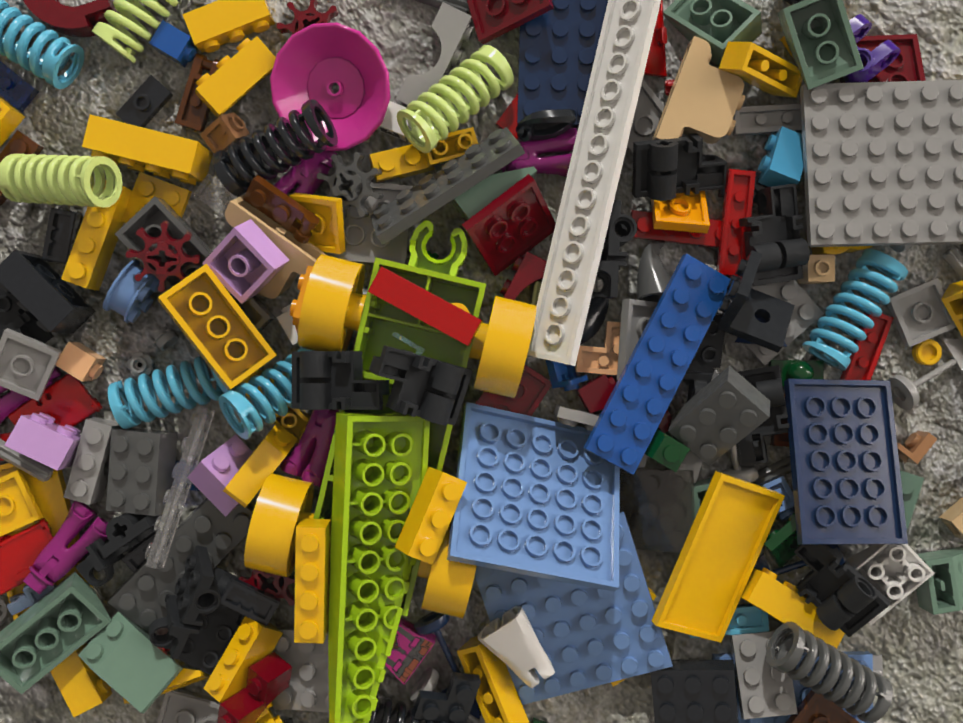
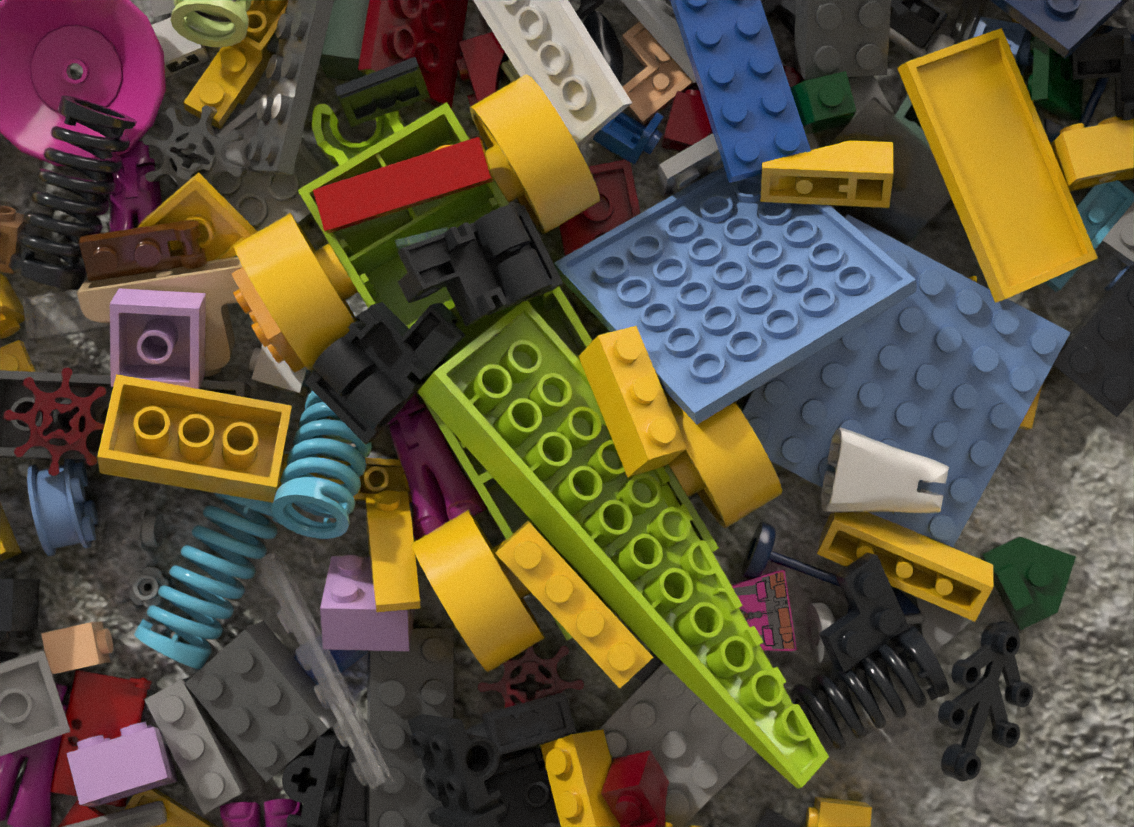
camera: 40 degrees left, 5 degrees down
(462, 246) = (382, 92): none -> plate
(638, 494) = (832, 175): none -> yellow slope

